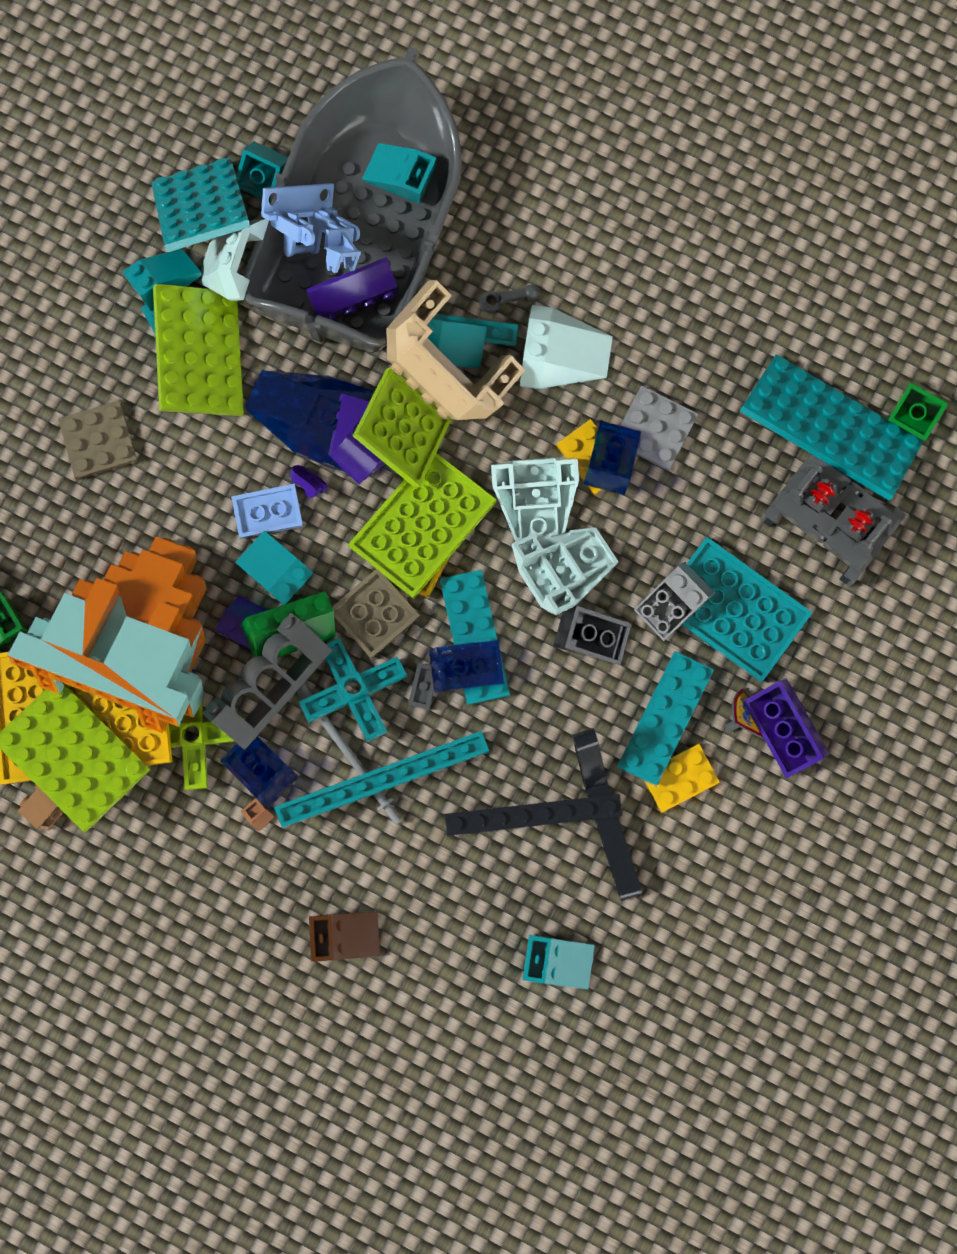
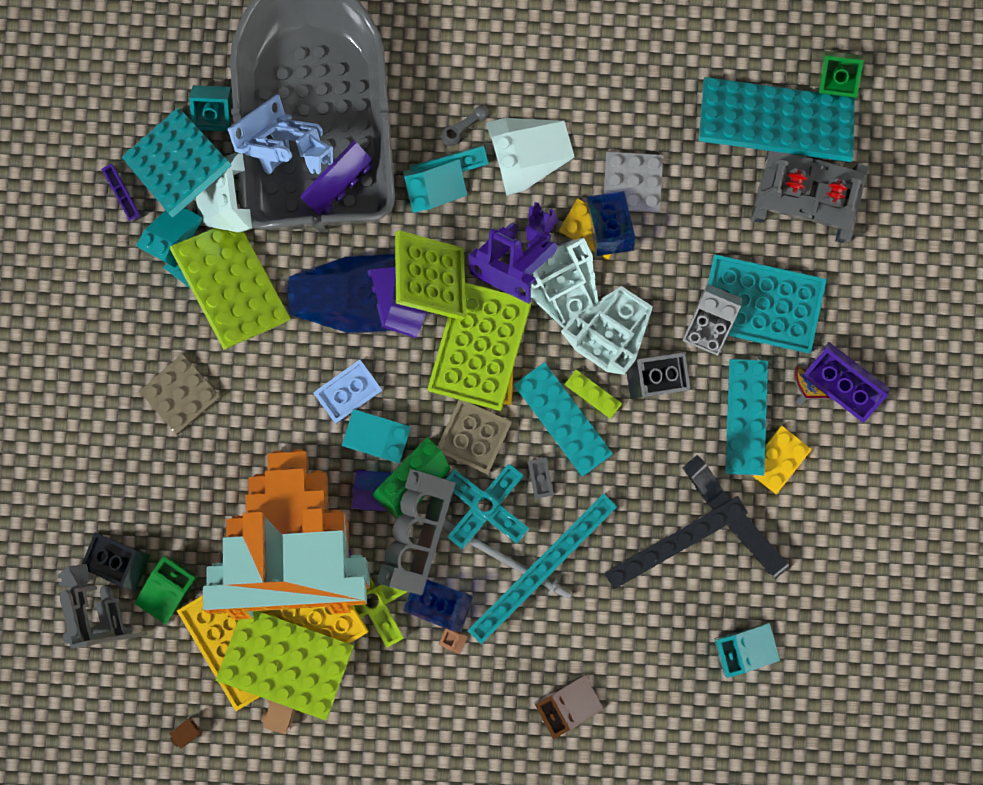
camera: 30 degrees left, 5 degrees up
(134, 216) = (121, 193): none -> dark purple piece
(307, 480) = (369, 351): dark purple plate -> none
(401, 171) = (328, 58): teal slope -> none
(433, 372) = (434, 218): tan wedge -> none
(466, 666) = (569, 447): clear blue slope -> none
(500, 456) = (521, 263): none -> dark purple container
(517, 625) = (593, 394): none -> lime plate

